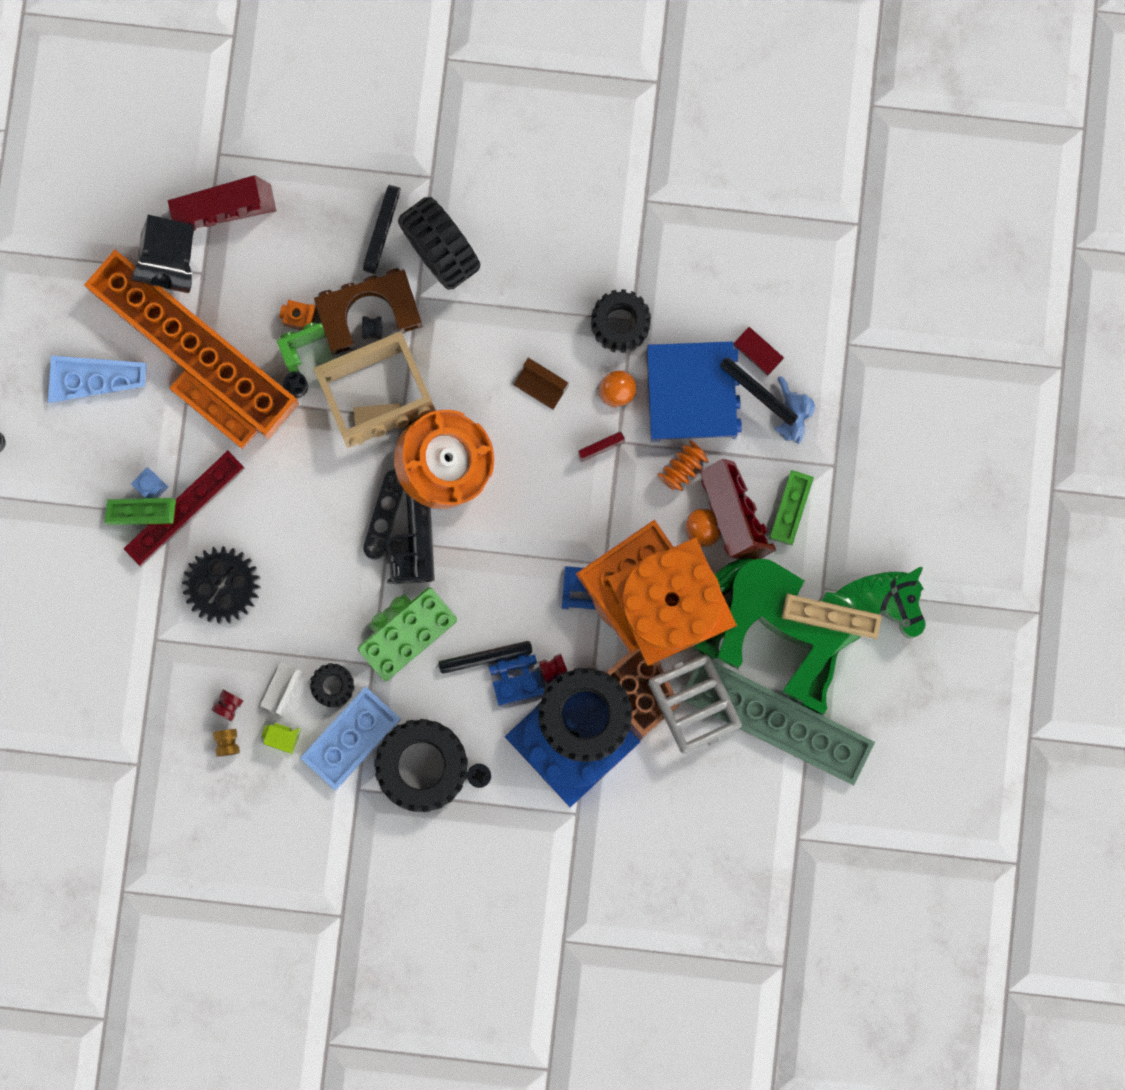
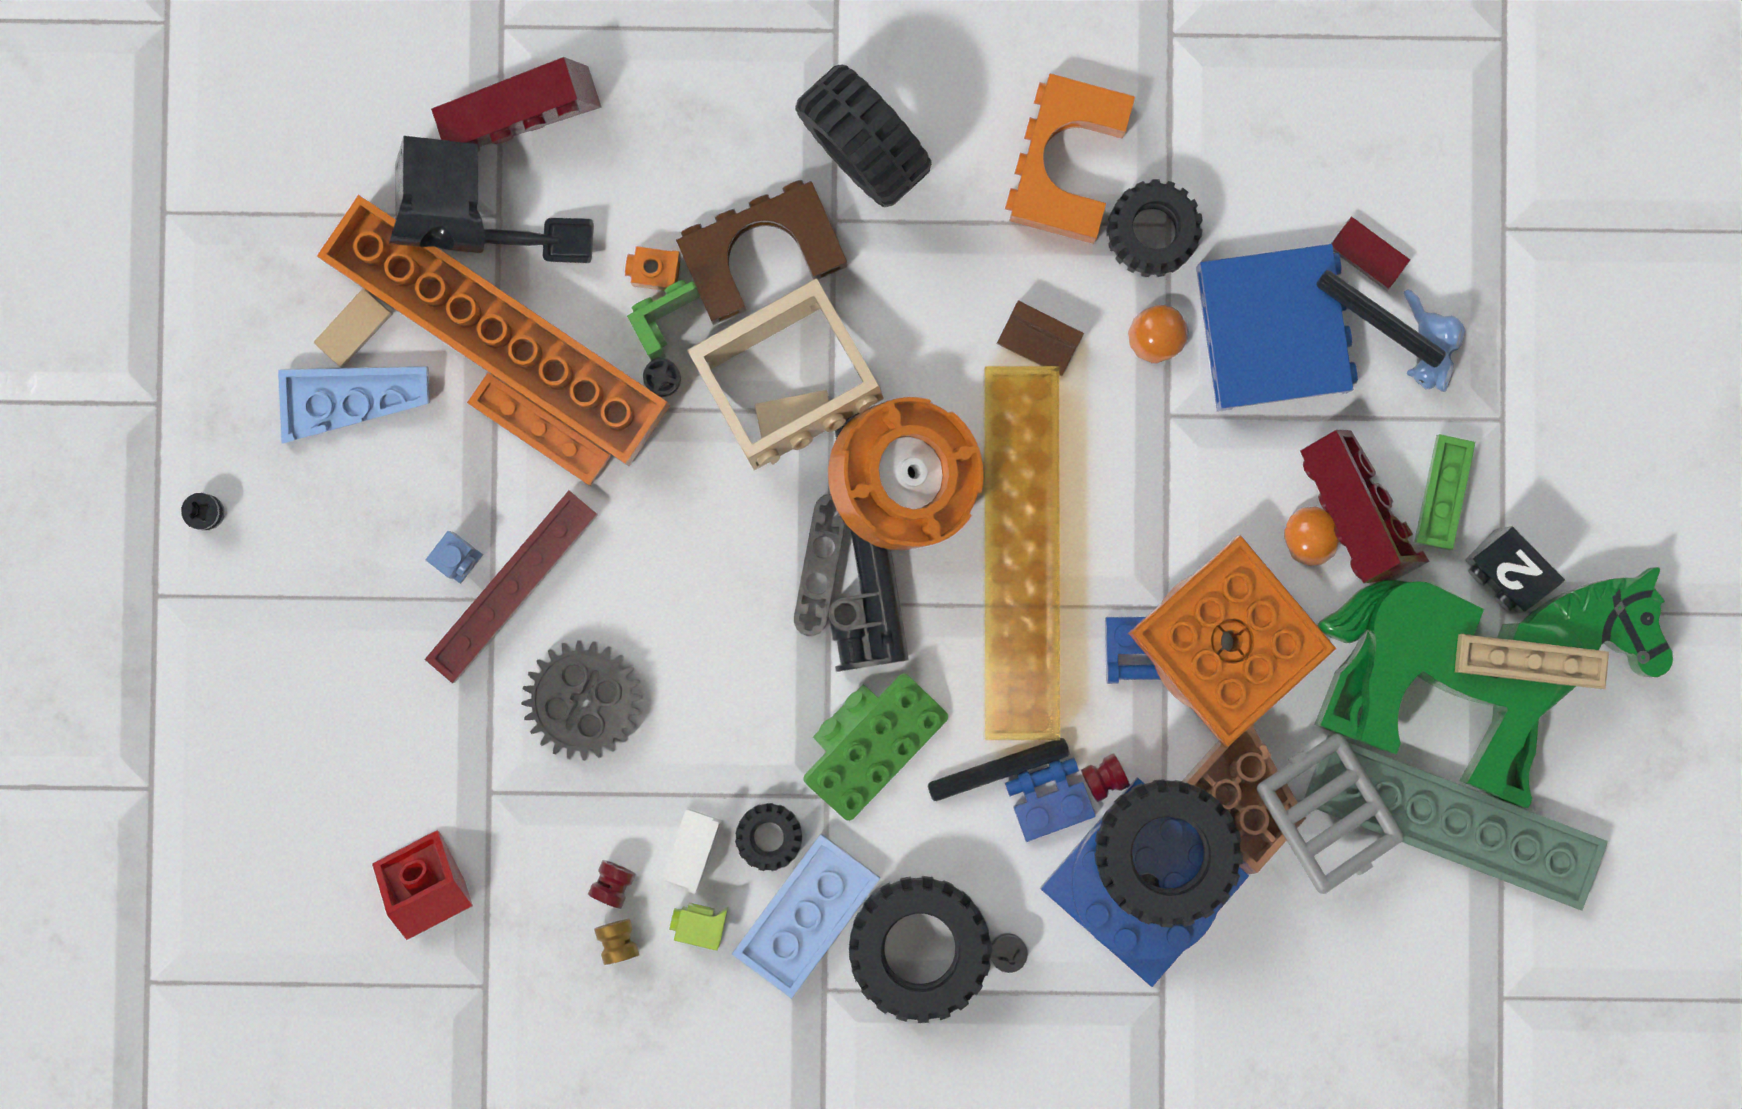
camera: 10 degrees left, 5 degrees up
(101, 334) = (352, 328): none -> tan tile
(104, 694) = (421, 885): none -> red slope
(140, 511) = (444, 599): bright green plate -> none
(241, 293) = (563, 239): none -> black piece
(372, 328) = (770, 277): black wheel -> none
(381, 229) = (768, 120): black beam -> none
(513, 519) = (1021, 553): none -> clear yellow brick
(570, 239) = (1064, 106): none -> orange arch
(601, 446) = (1143, 427): dark red tile -> none
(671, 629) = (1240, 655): orange piece -> none
(683, 467) = (1273, 446): orange piece -> none
(829, 560) = (1513, 570): none -> black slope

